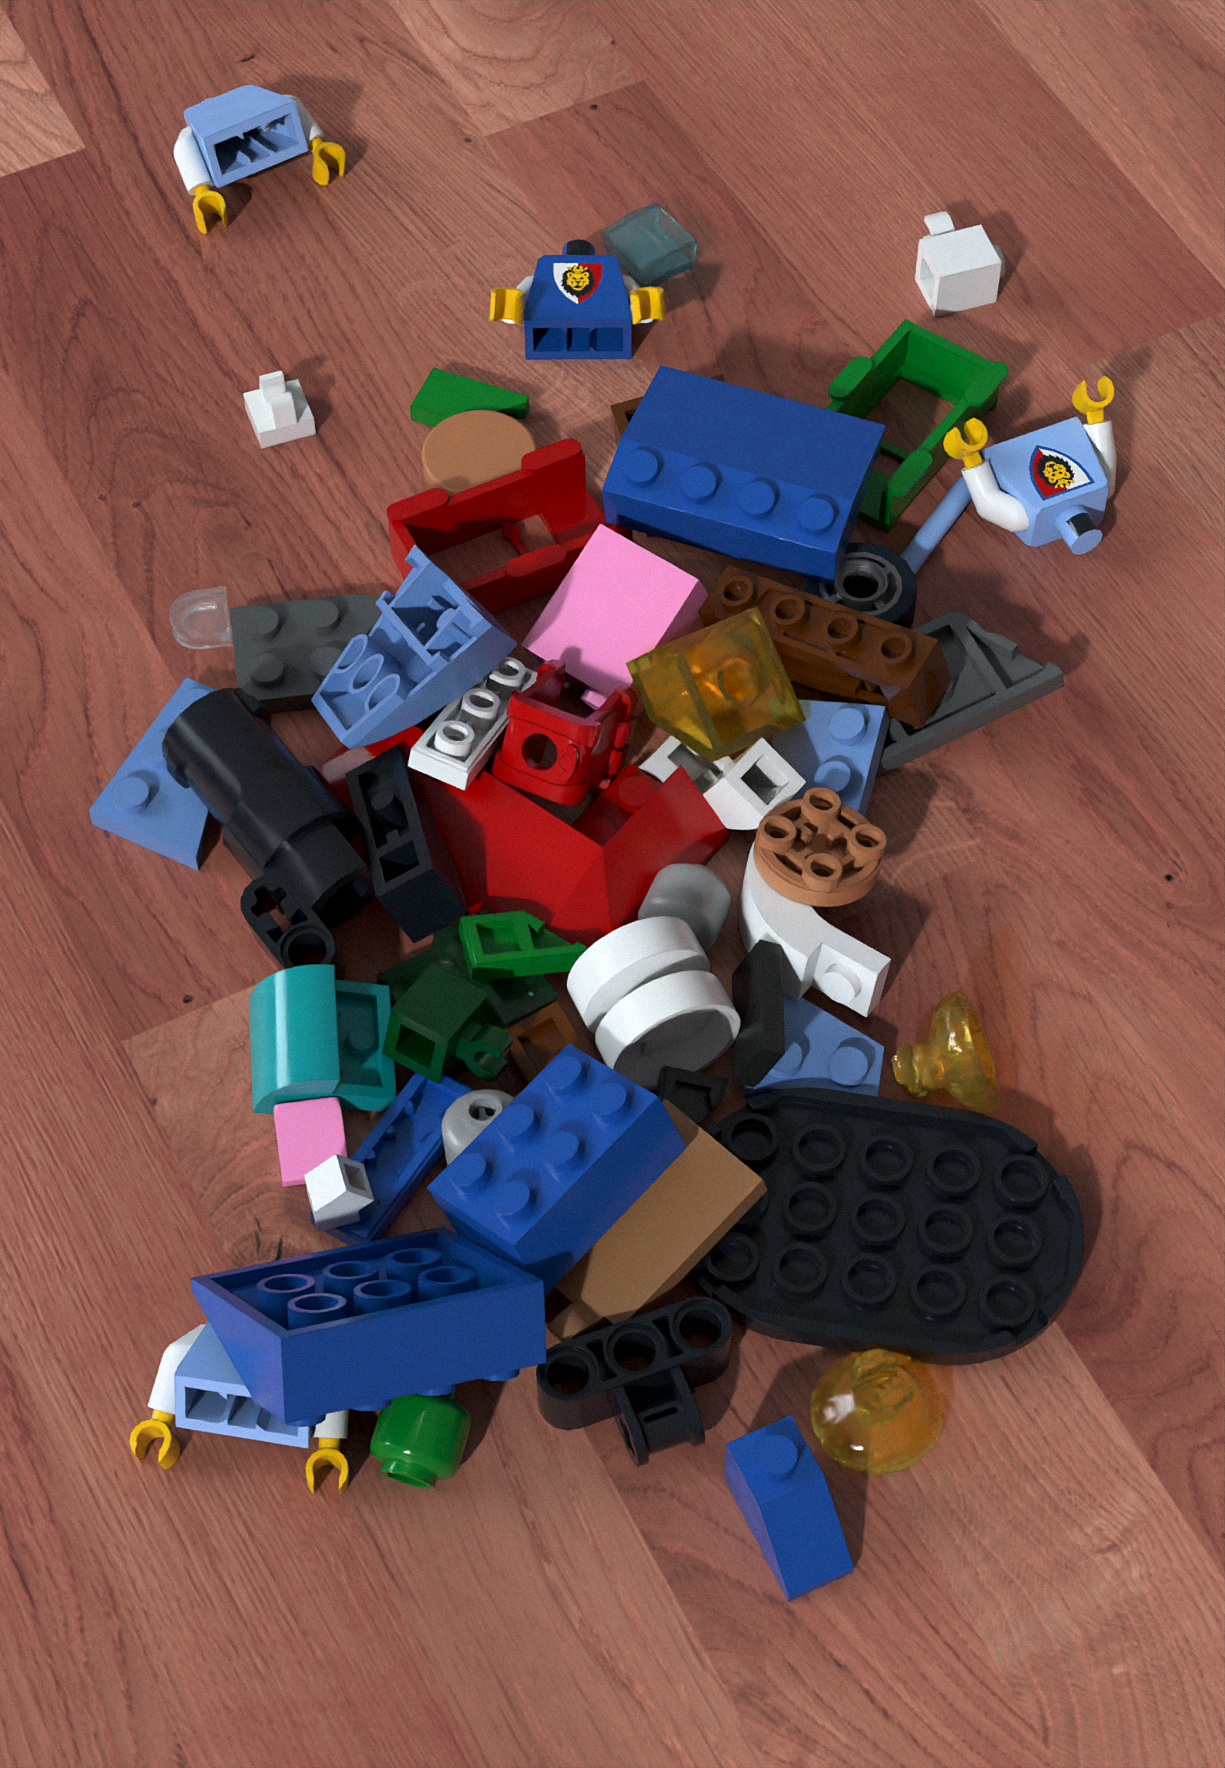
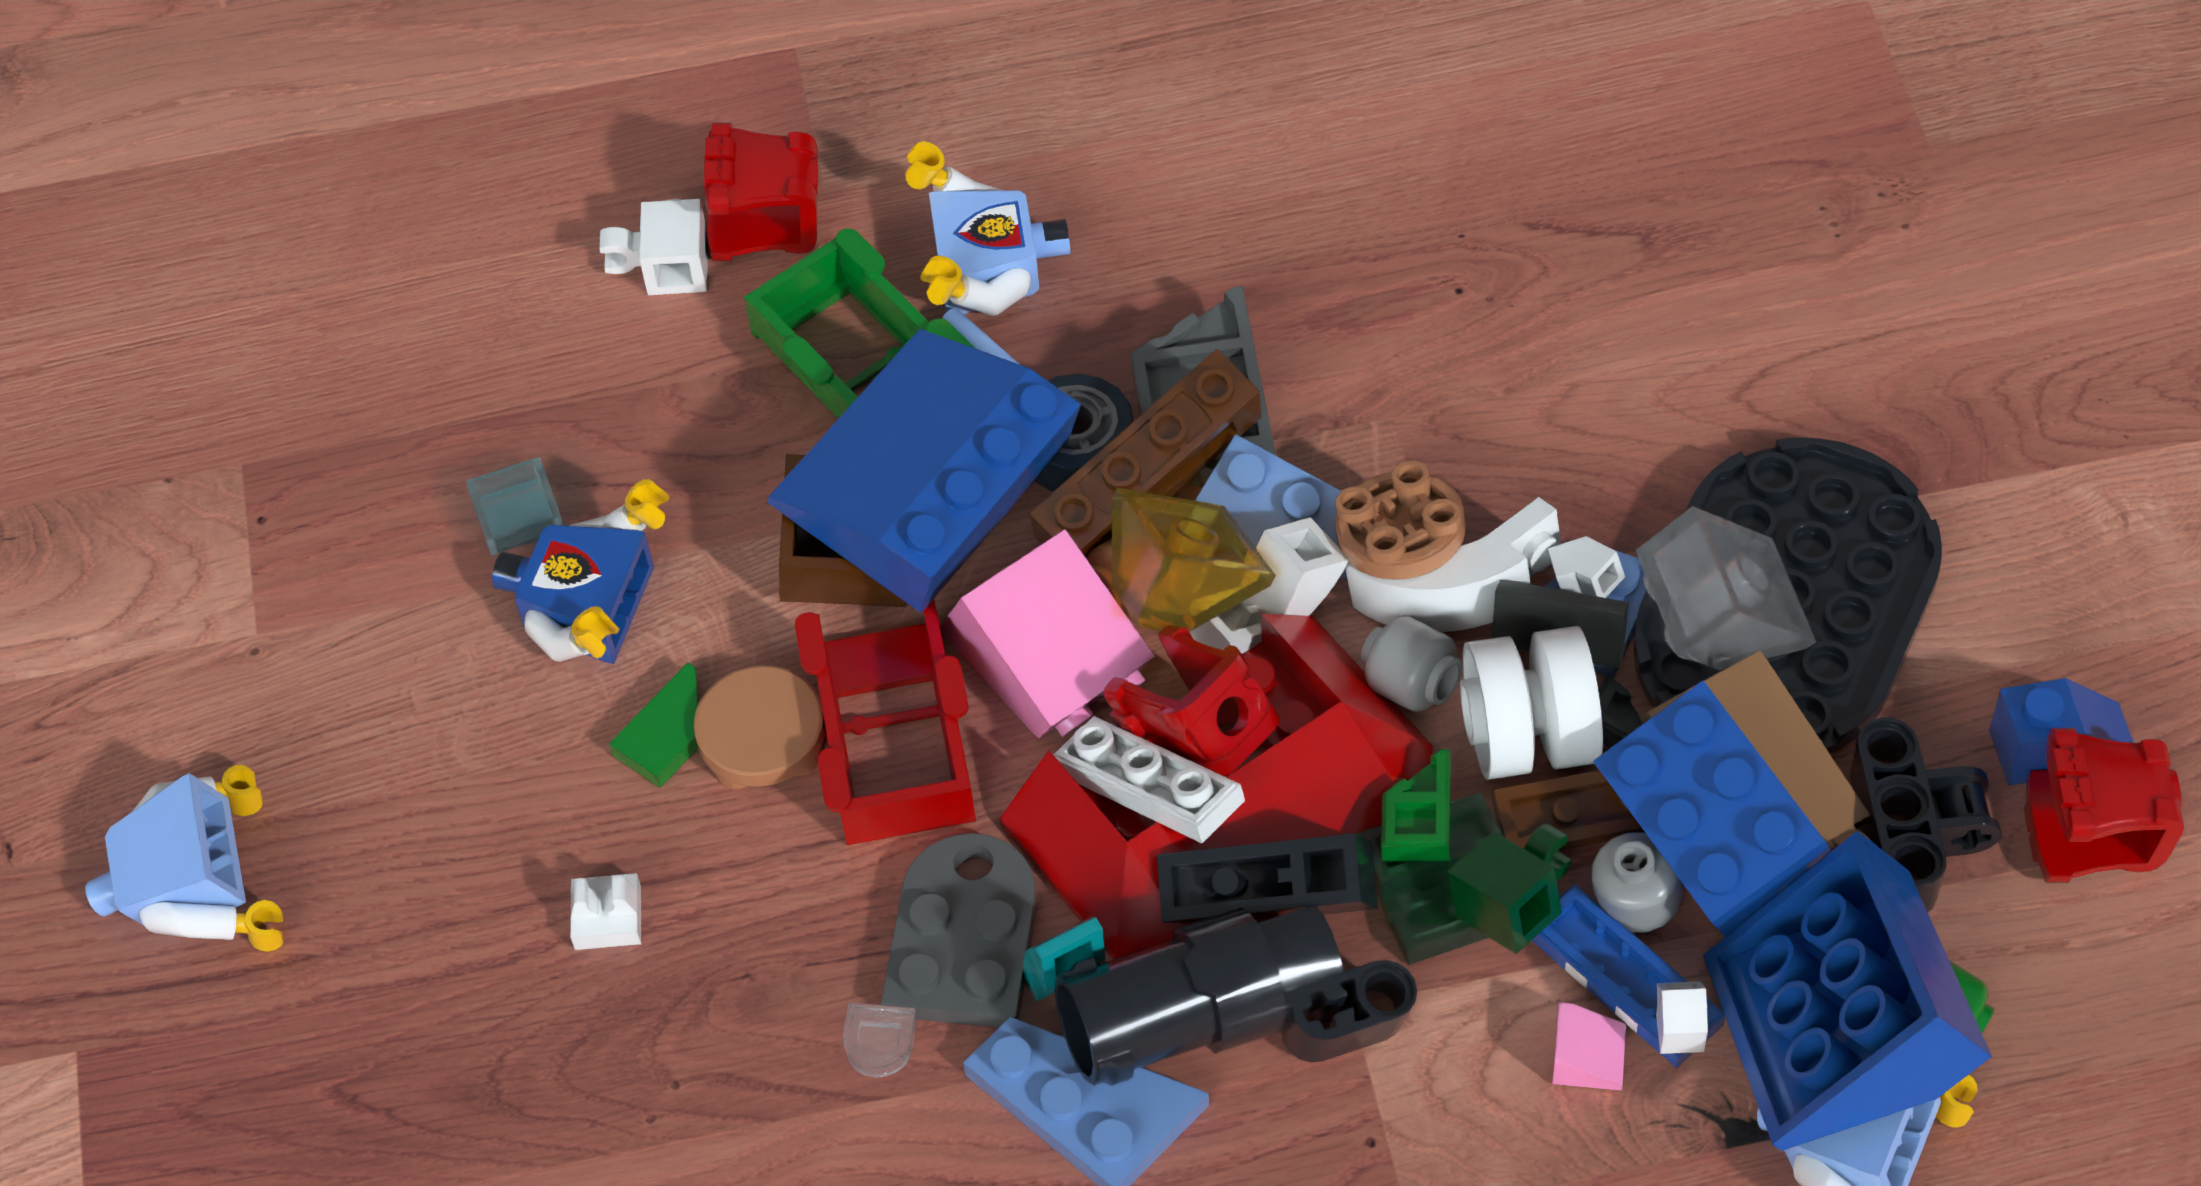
camera: 70 degrees left, 0 degrees up
(288, 708) = (1057, 954): none -> teal slope
(319, 1040) = (1484, 1014): teal brick -> none
(414, 660) = (1056, 814): medium blue wedge -> none
(688, 1542) = (2102, 806): none -> red piece
(829, 1023) = (1586, 567): none -> white piece
(835, 1146) = (1722, 591): none -> clear slope
(878, 1430) = (1970, 648): clear yellow hair -> none
(952, 1058) = (1639, 486): clear yellow hair -> none
(1033, 299) = (759, 192): none -> red piece

